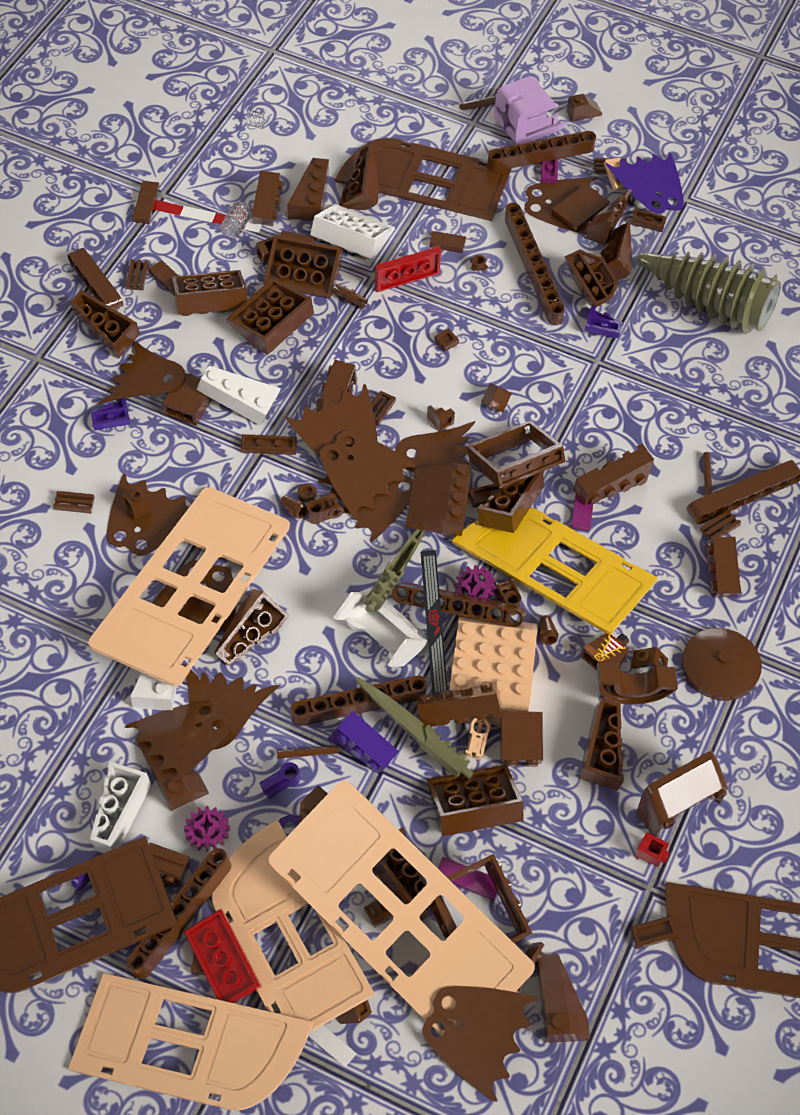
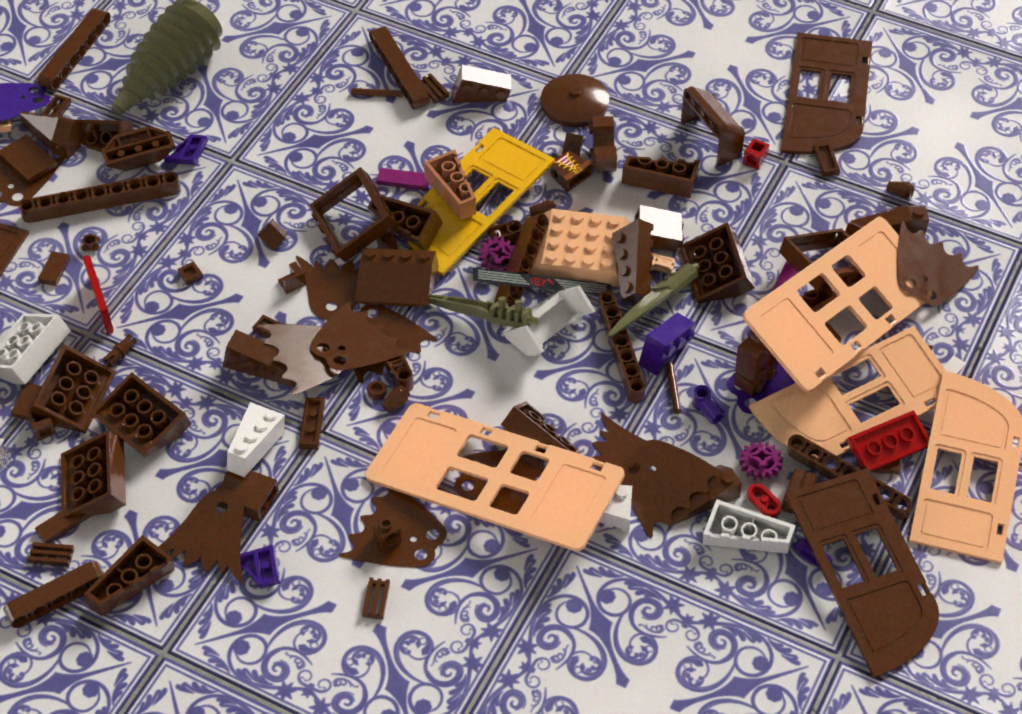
camera: 85 degrees left, 5 degrees down
(157, 829) = (765, 501): none -> red plate
(564, 536) = (451, 184): none -> nougat wedge
(611, 1017) = (901, 188): none -> reddish brown cone
(615, 476) = (380, 147): reddish brown wedge -> none
(730, 222) = (73, 49): none -> reddish brown beam

